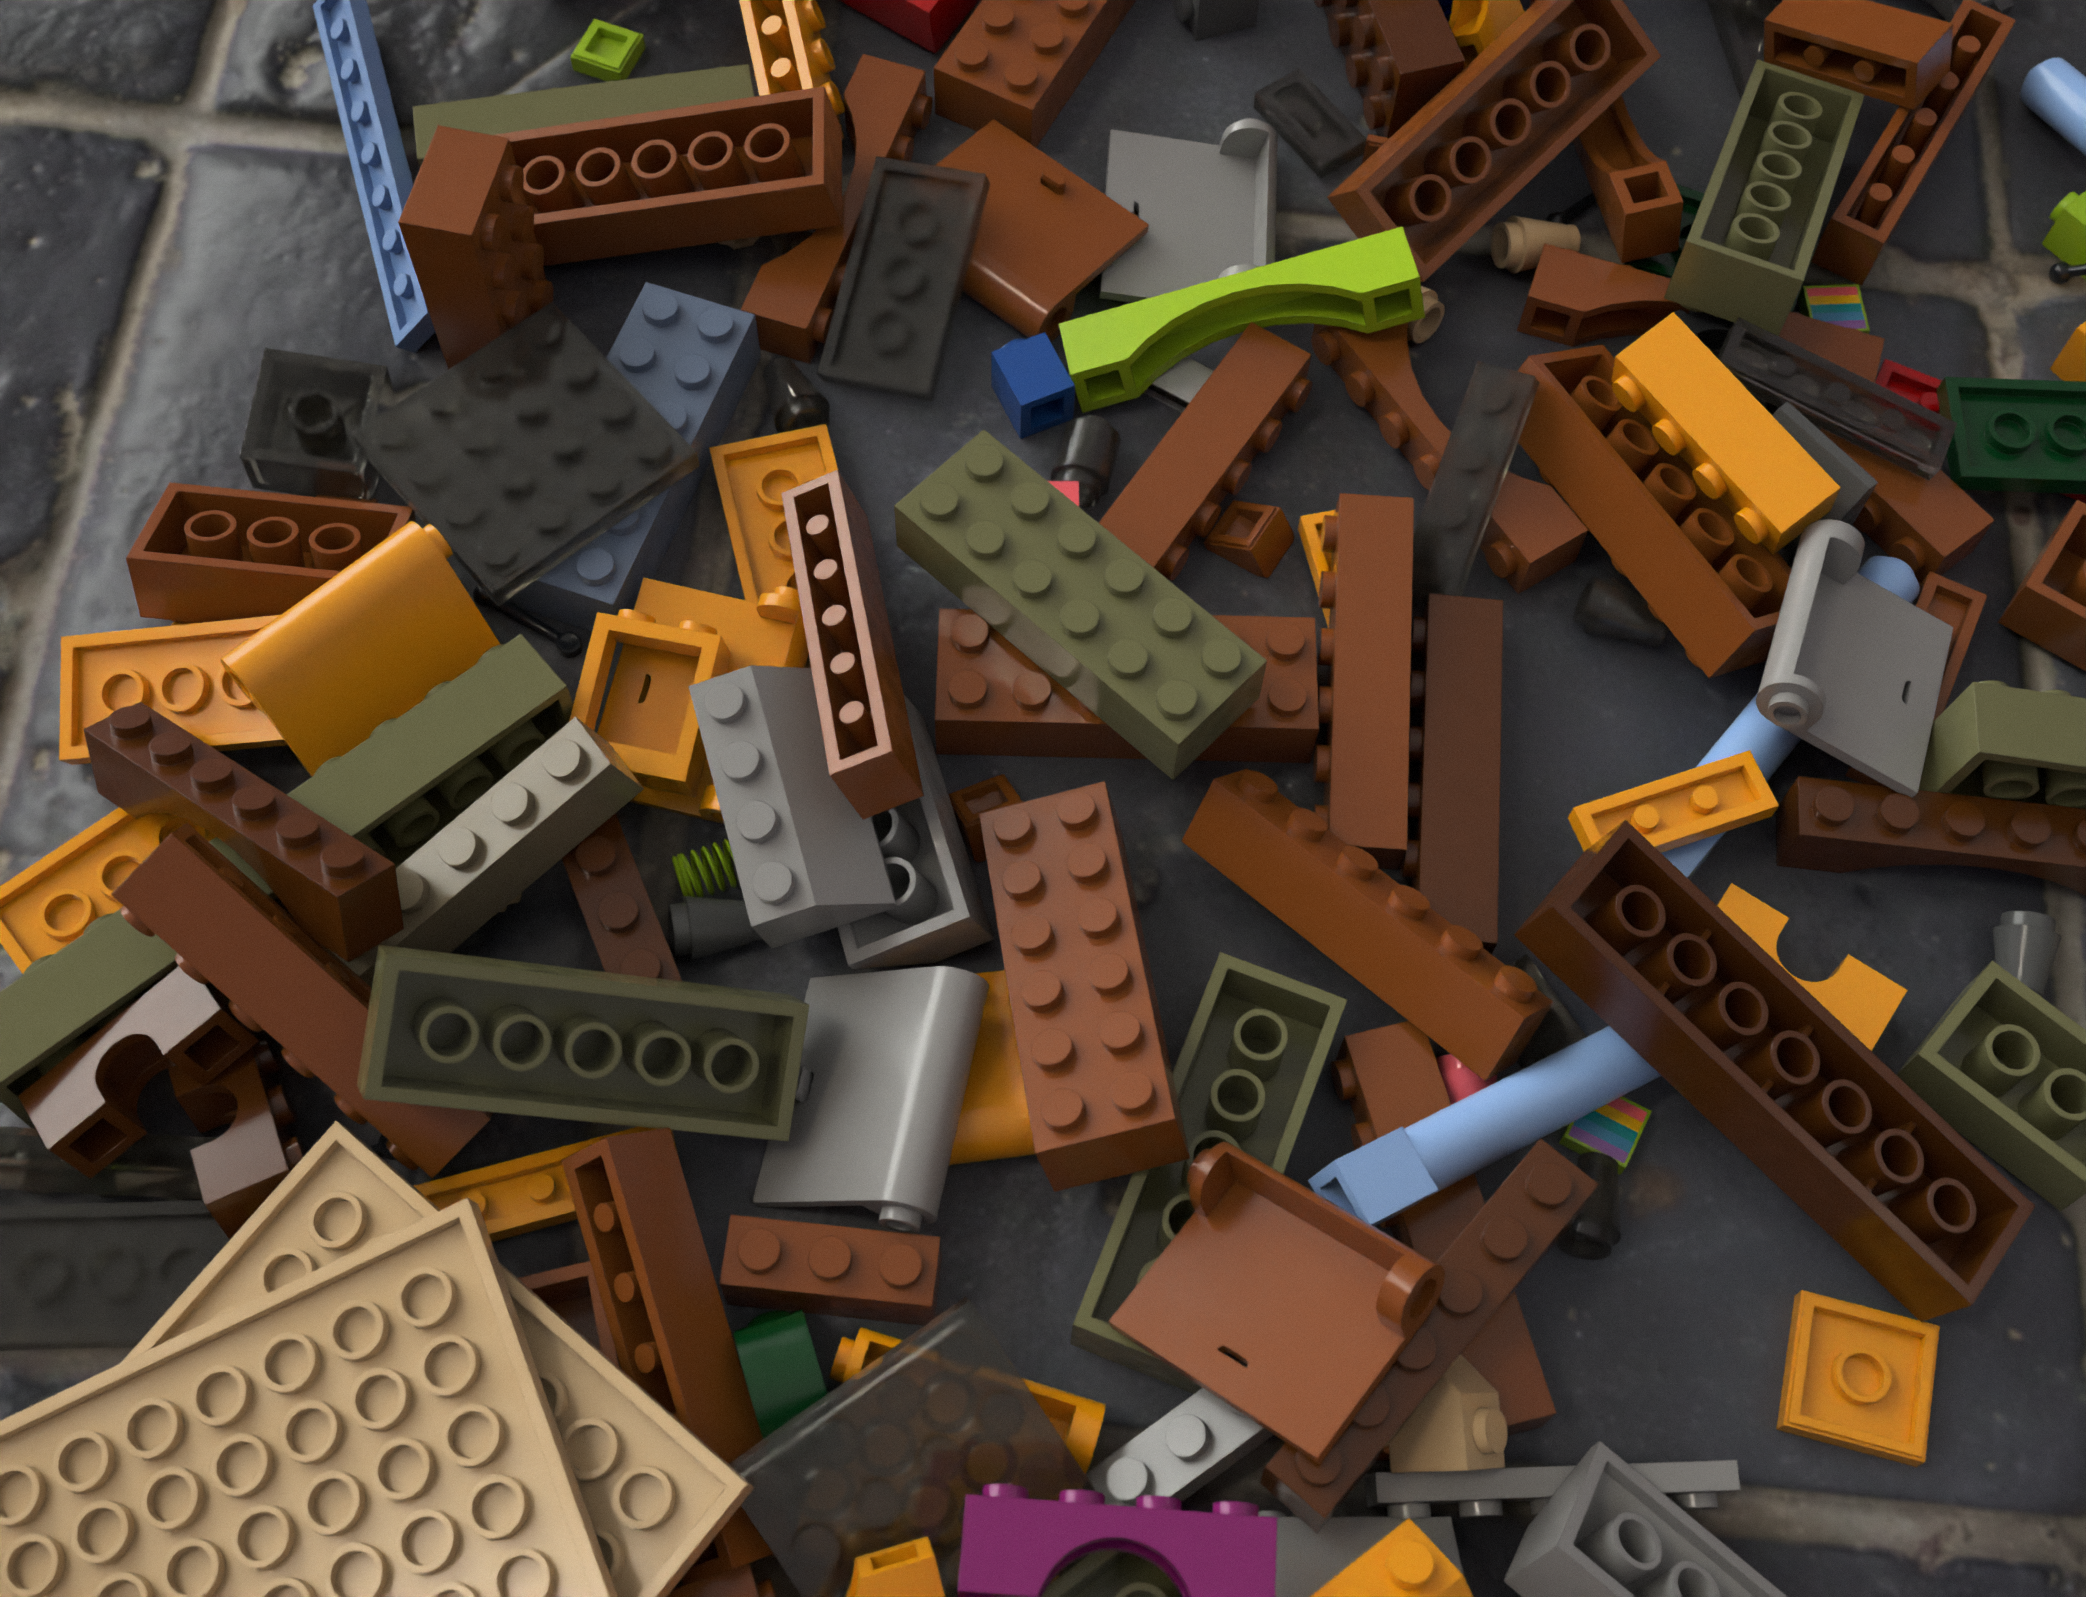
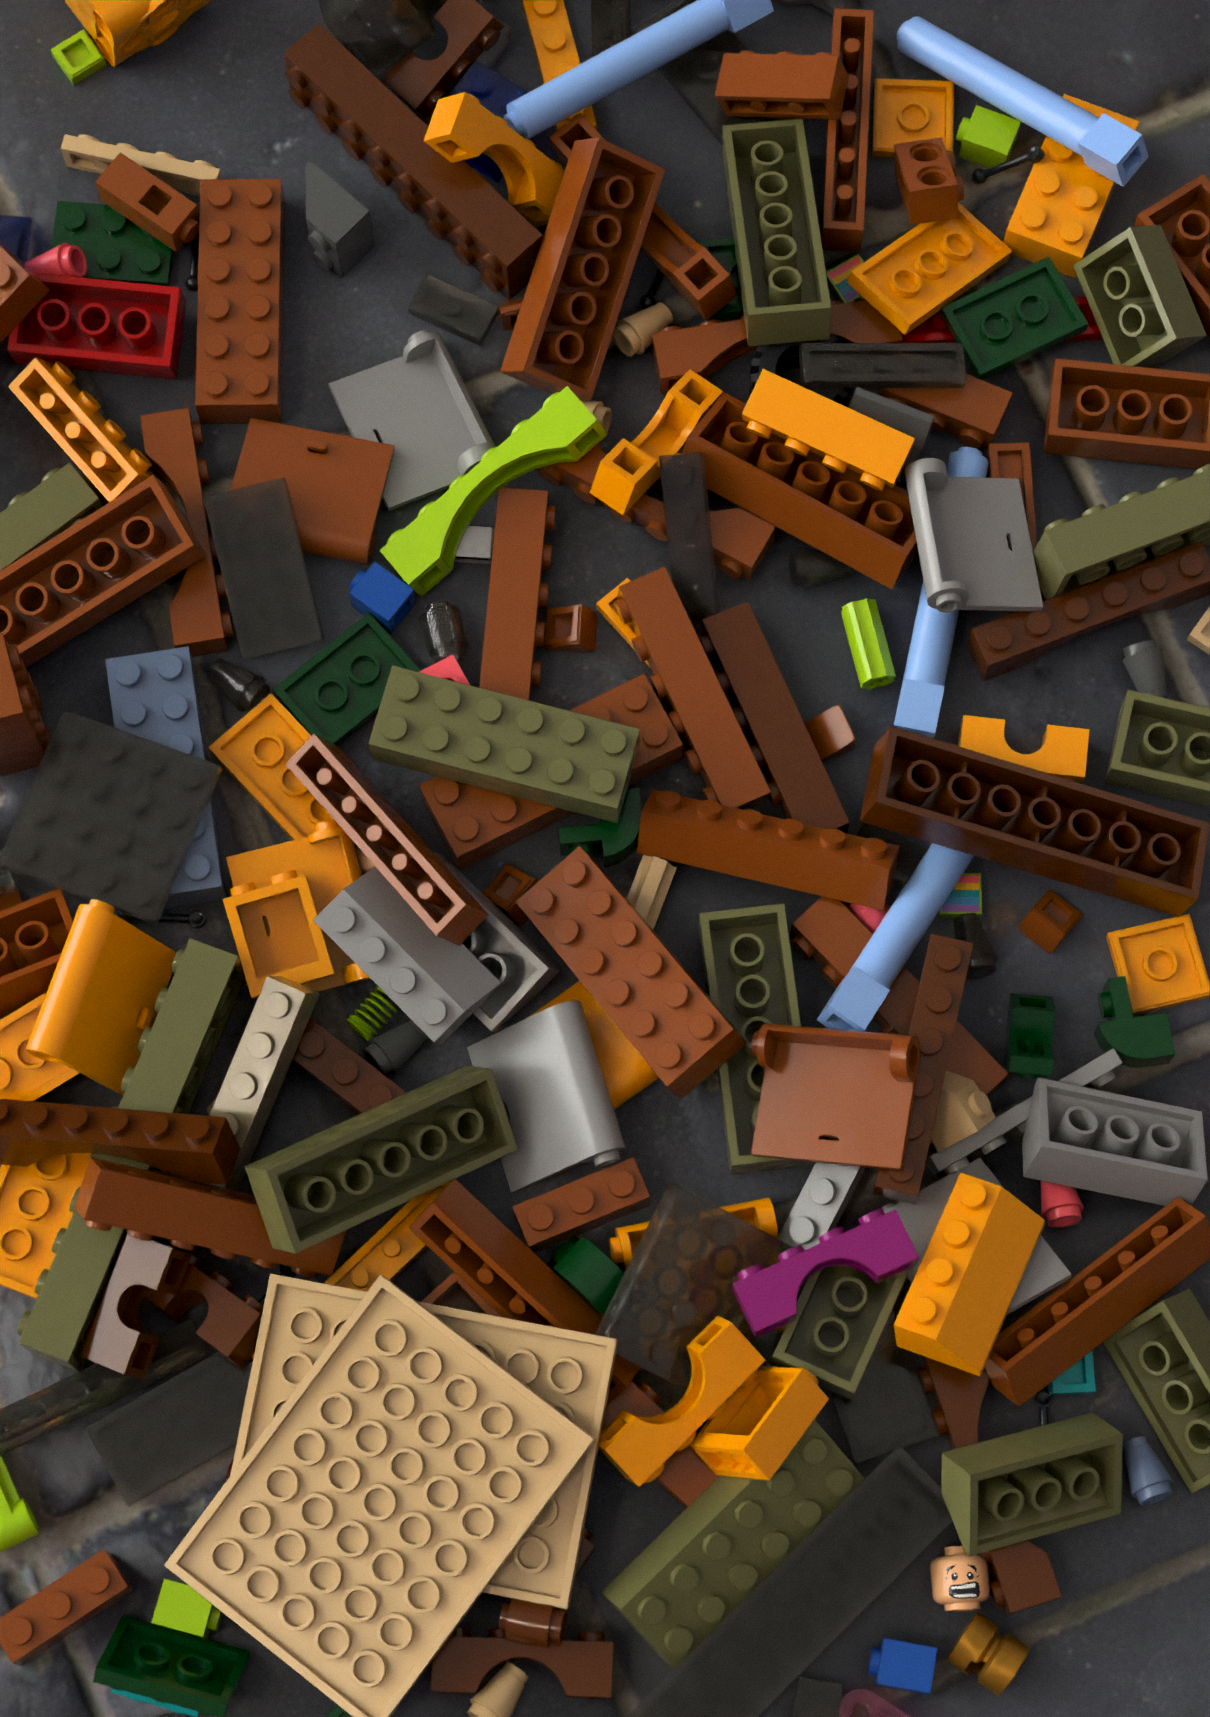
camera: 25 degrees left, 10 degrees up
(897, 449) = (343, 681): none -> dark green plate
(1155, 802) = (613, 839): none -> dark green brick
(1176, 897) = (651, 887): none -> tan axle
(1429, 368) = (636, 465): none -> light orange arch
(1531, 825) = (831, 733): none -> dark orange slope
(1614, 1376) = (1030, 1036): none -> dark green brick
(1639, 731) = (868, 643): none -> lime axle
(1682, 805) = (912, 688): light orange plate -> none
(1720, 1231) = (1050, 921): none -> dark orange slope
(1778, 1469) = (1136, 1040): none -> dark green brick
(1948, 327) = (928, 268): none -> light orange plate
(1994, 236) = (927, 180): none -> dark orange brick
(2002, 176) = (911, 112): none -> light orange tile

